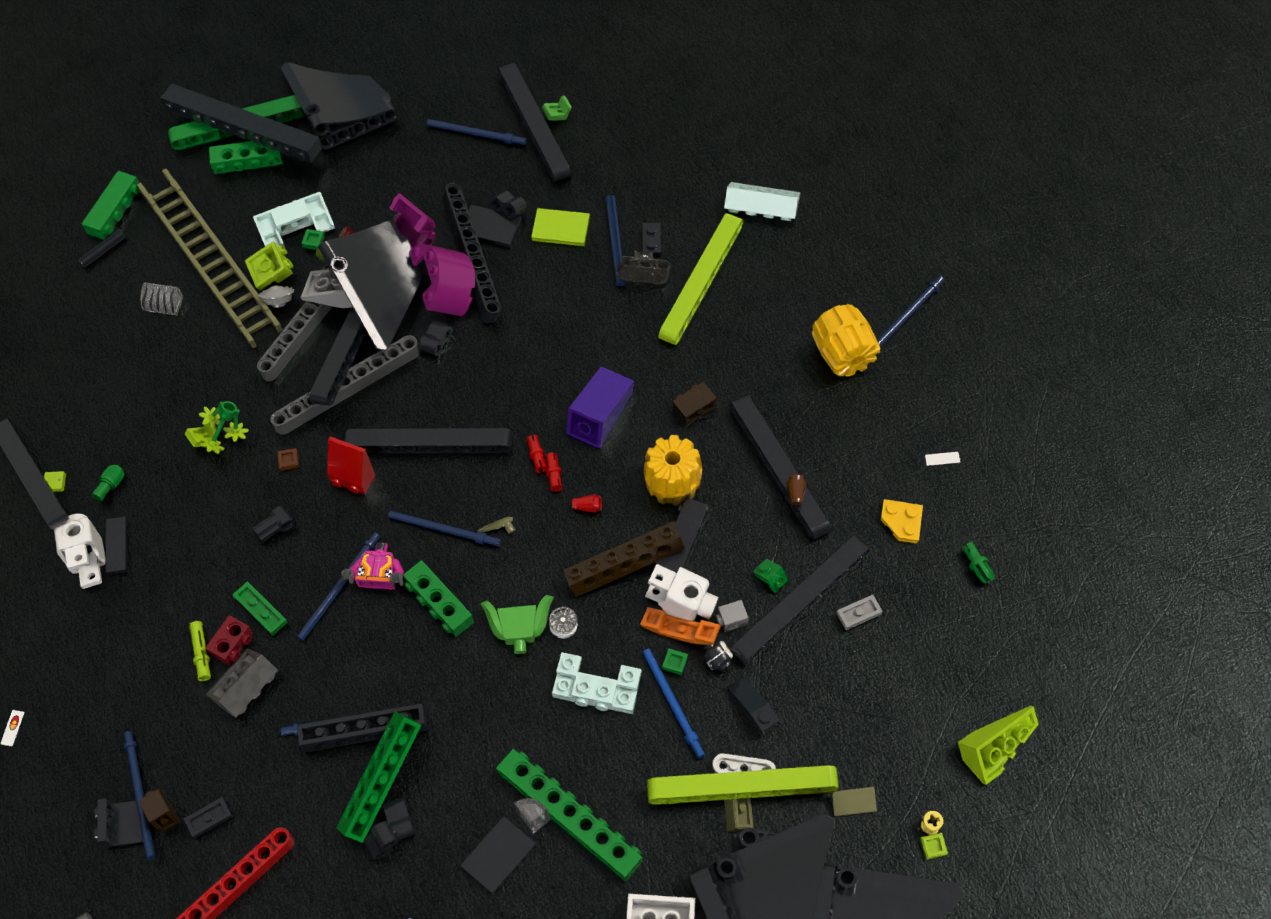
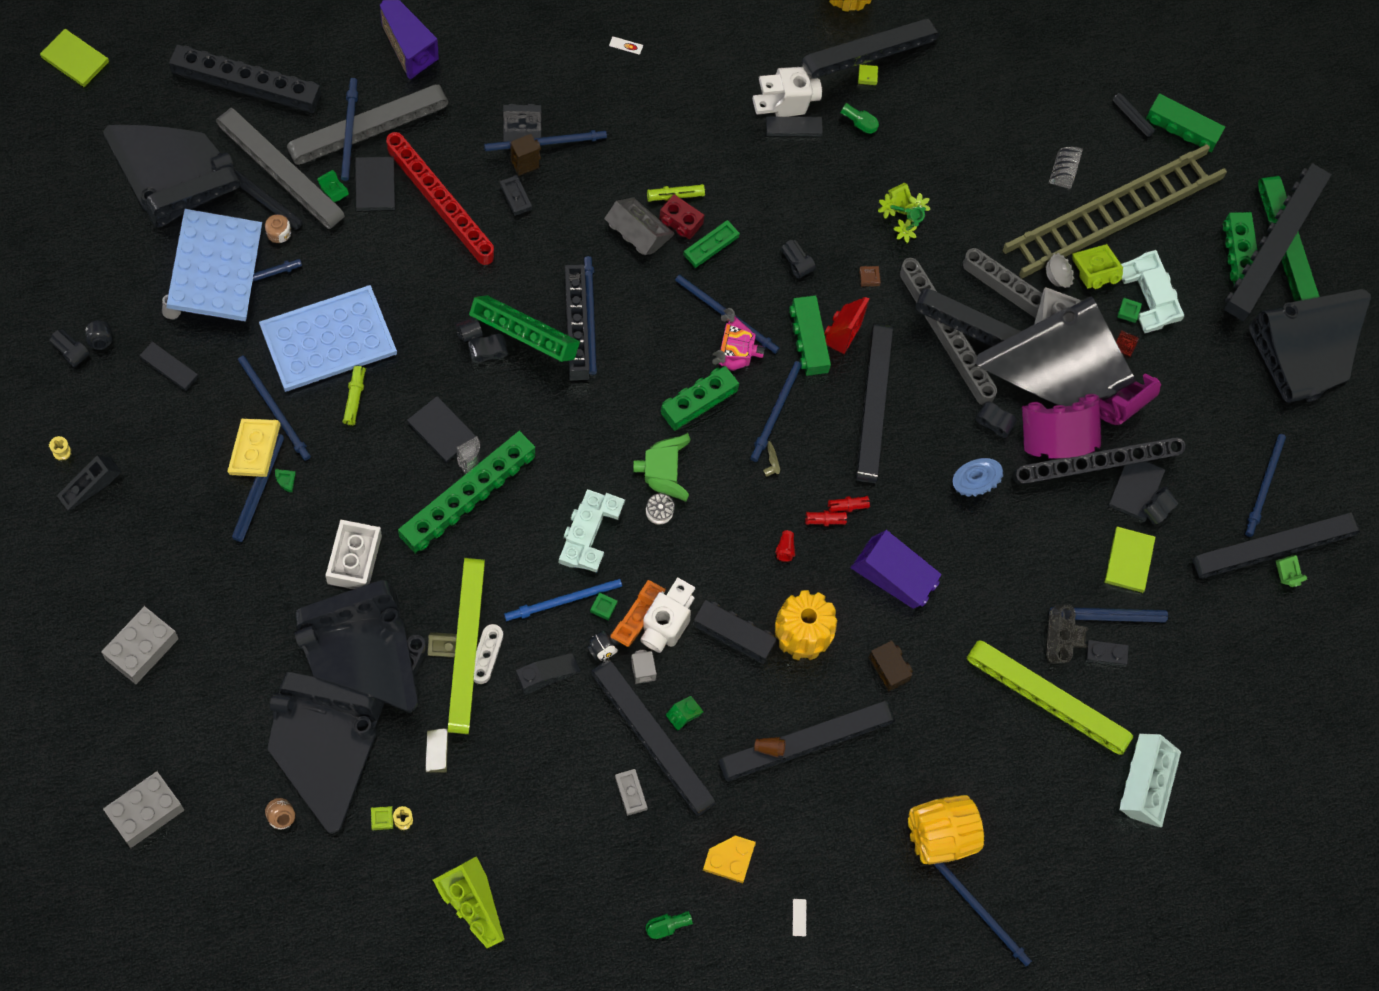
camera: 85 degrees right, 5 degrees up
(359, 503) = (811, 335): none -> green brick
(489, 345) = (977, 477): none -> medium blue gear
(624, 559) = (714, 568): dark brown brick -> none

